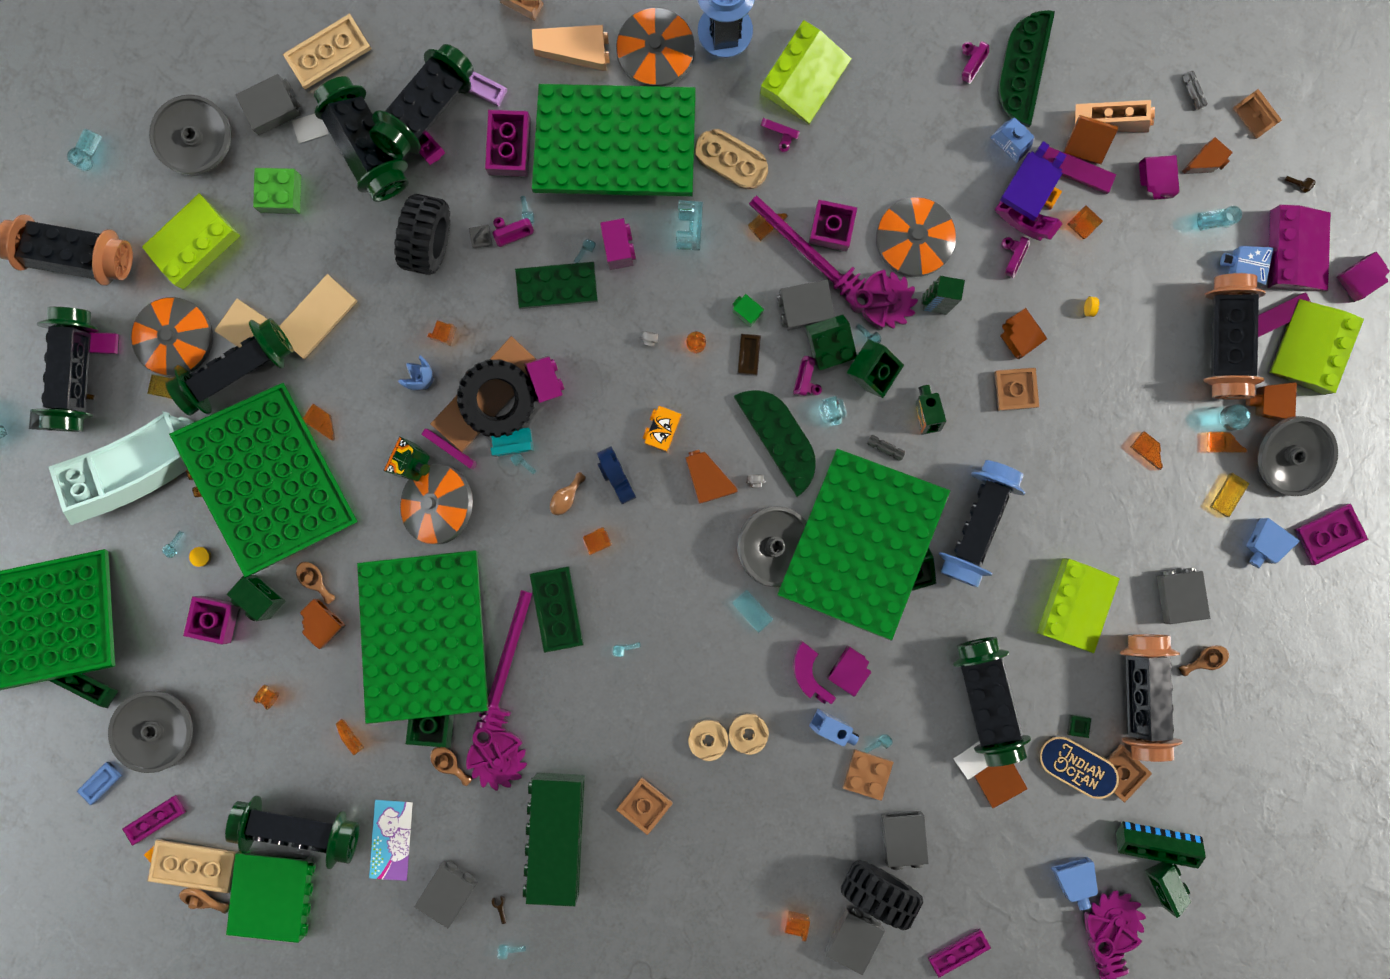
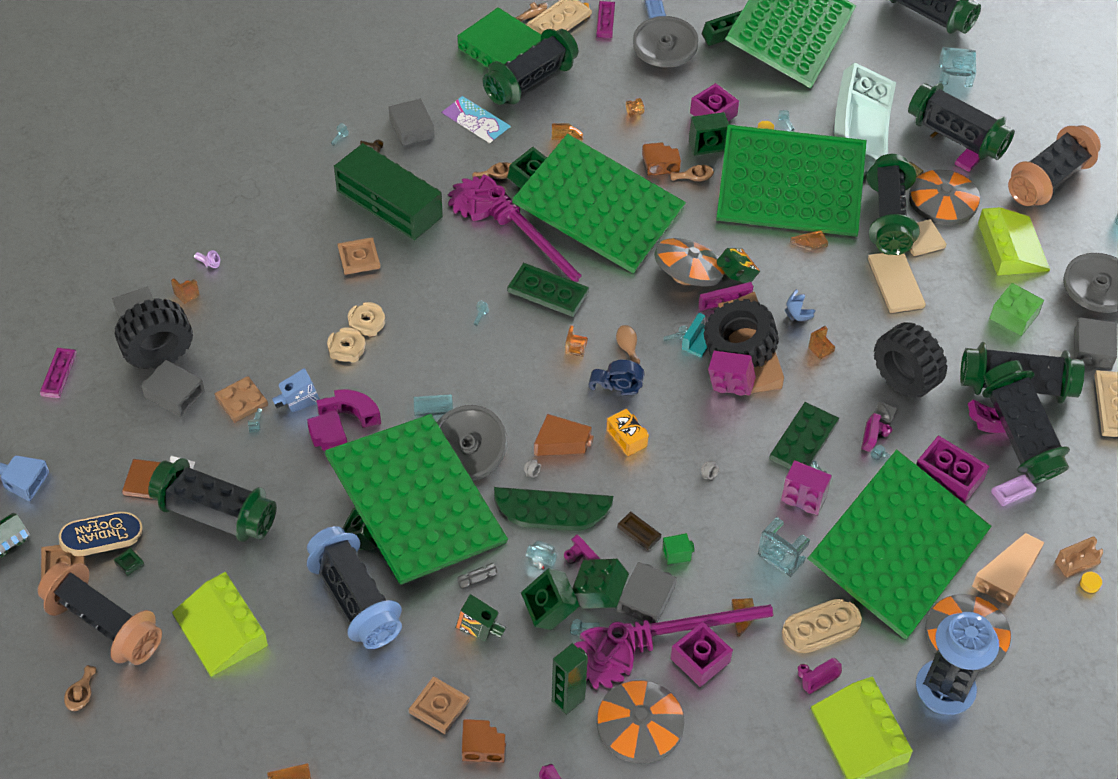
camera: 120 degrees right, 35 degrees down
(696, 338) = (683, 494): clear orange wheel -> none
(747, 933) = (211, 259): none -> lavender plate
(1183, 596) = (148, 708): dark grey brick -> none

